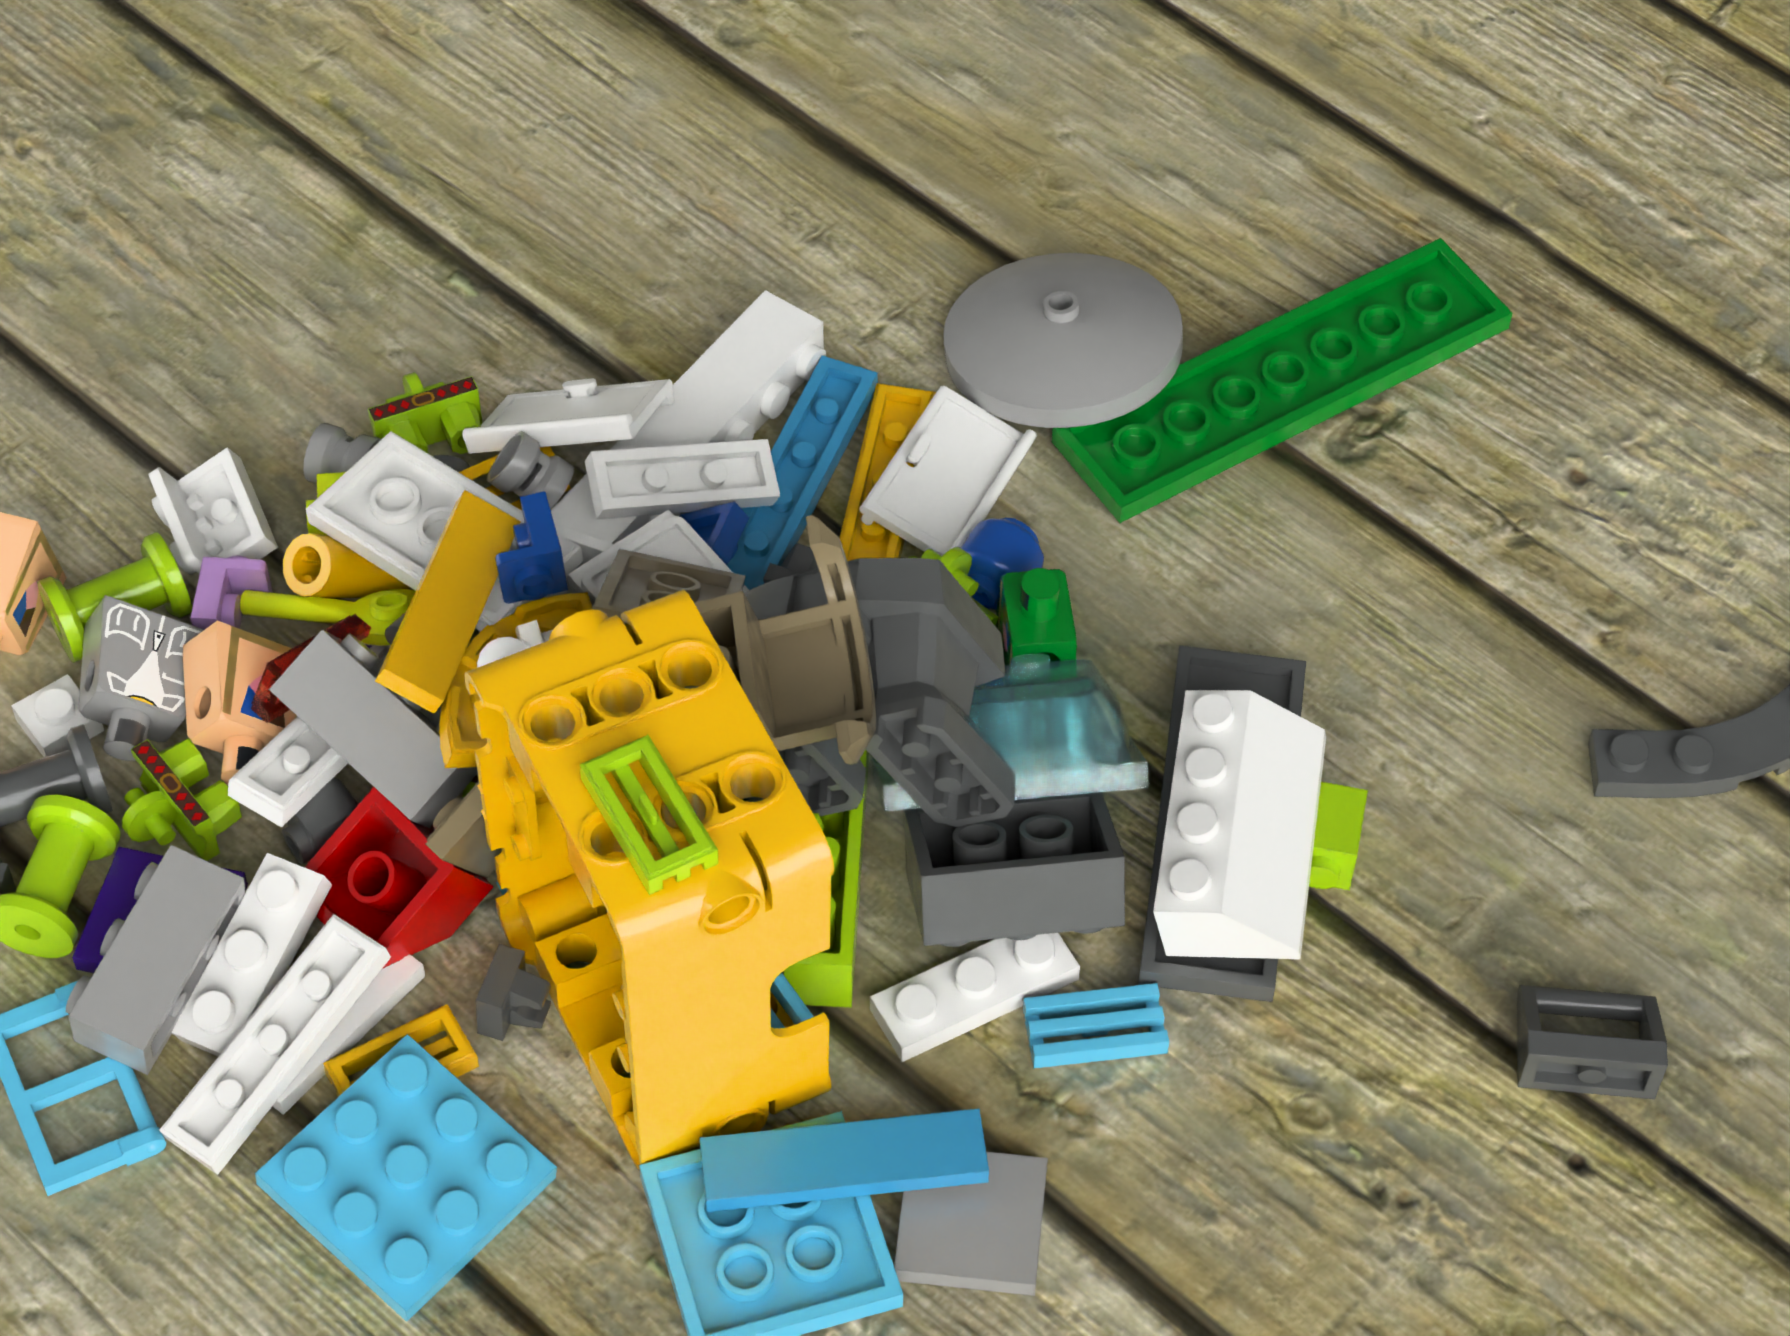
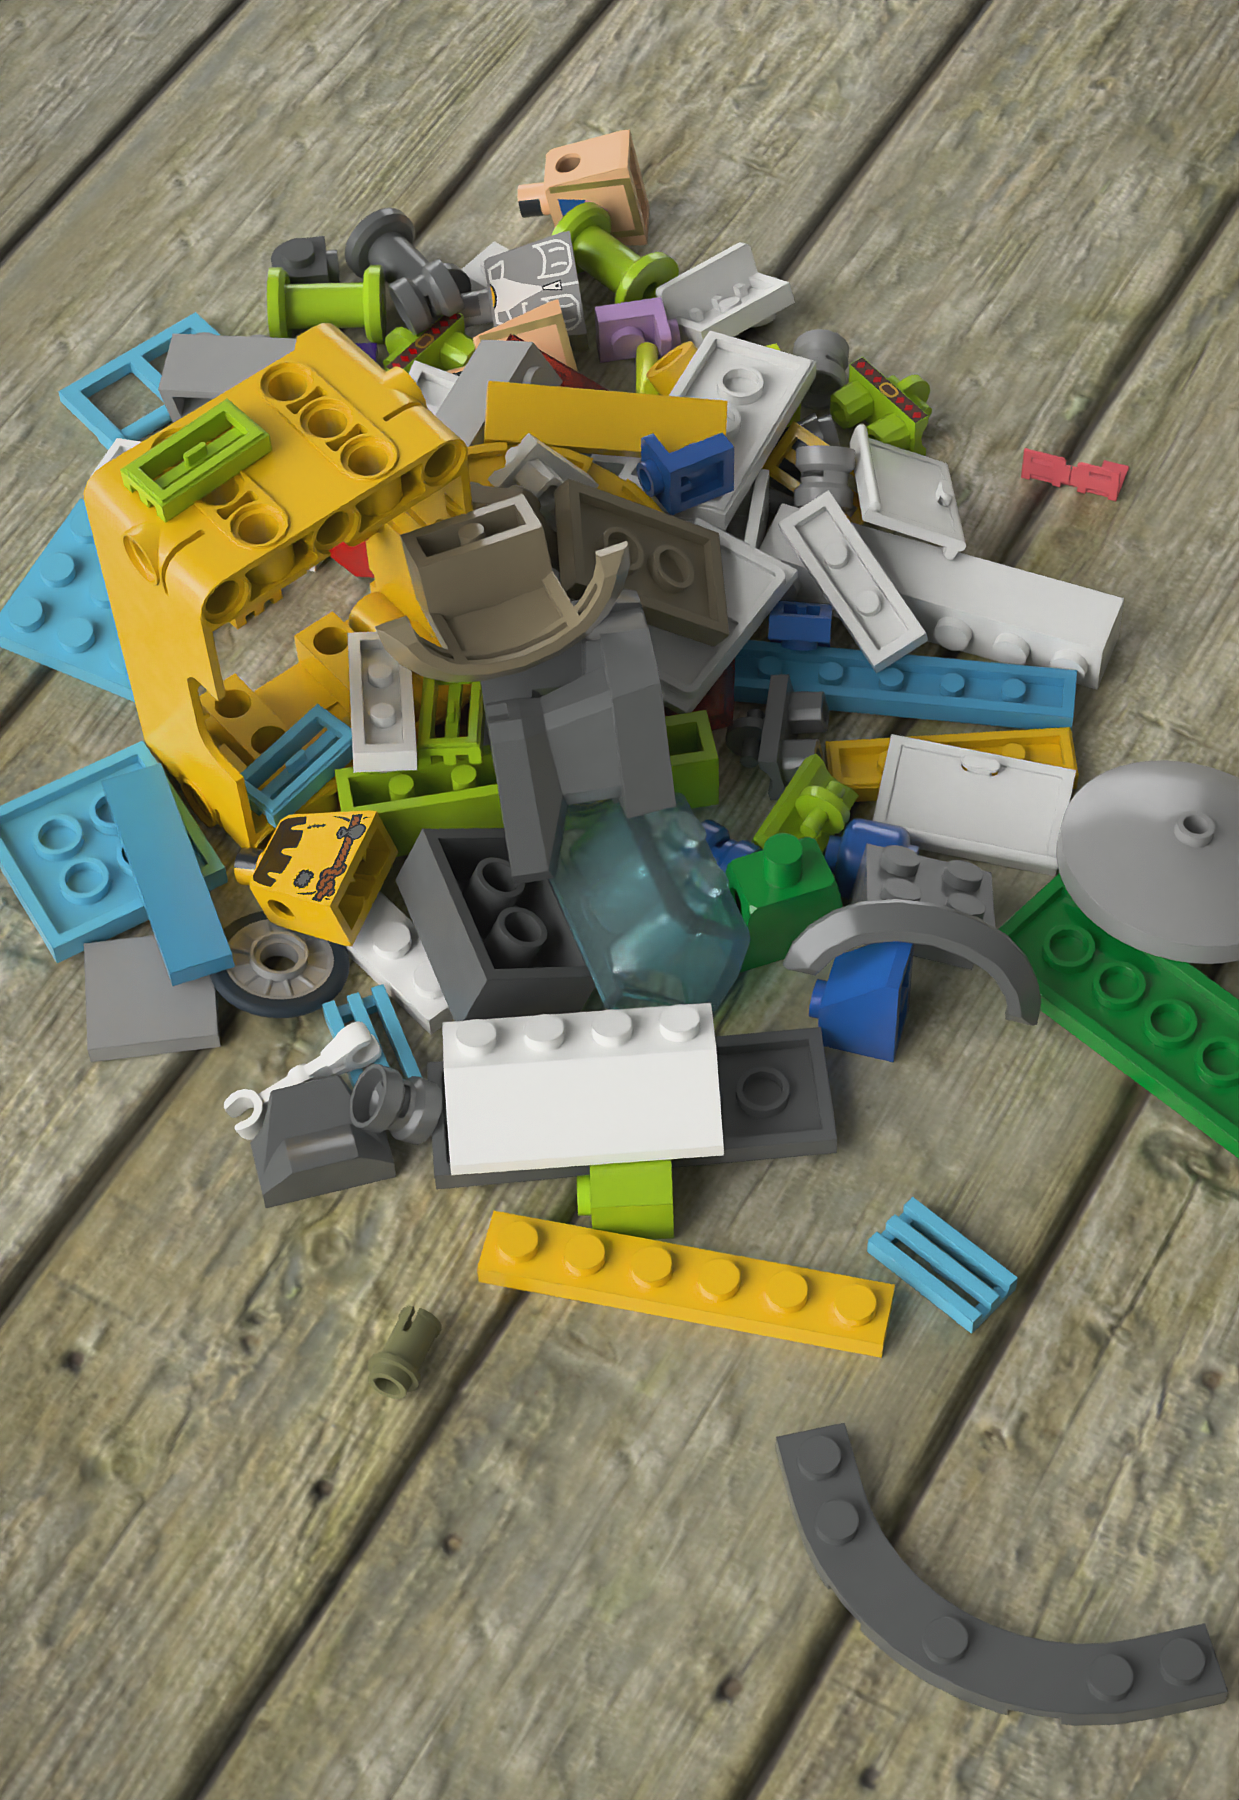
camera: 80 degrees right, 0 degrees up
(126, 755) = (426, 296): none -> dark grey wheel
(510, 995) = (291, 612): dark grey tile -> none
(567, 293) = (1086, 477): none -> coral piece
(898, 1013) = (320, 872): none -> yellow torso
(981, 1055) = (252, 987): none -> light grey wheel
(1115, 1033) = (348, 1051): none -> white piece
(1116, 509) = (925, 903): none -> dark grey piece
(1167, 592) = (865, 999): none -> blue slope
(1193, 1016) = (402, 1106): none -> dark grey wheel
(1205, 1092) = (313, 1145): none -> dark grey slope
(1416, 826) = (687, 1283): none -> yellow plate
(1432, 618) = (957, 1246): none -> medium azure tile
(1459, 1057) = (397, 1366): none -> olive pin
(1590, 1061) = (445, 1525): dark grey tile -> none

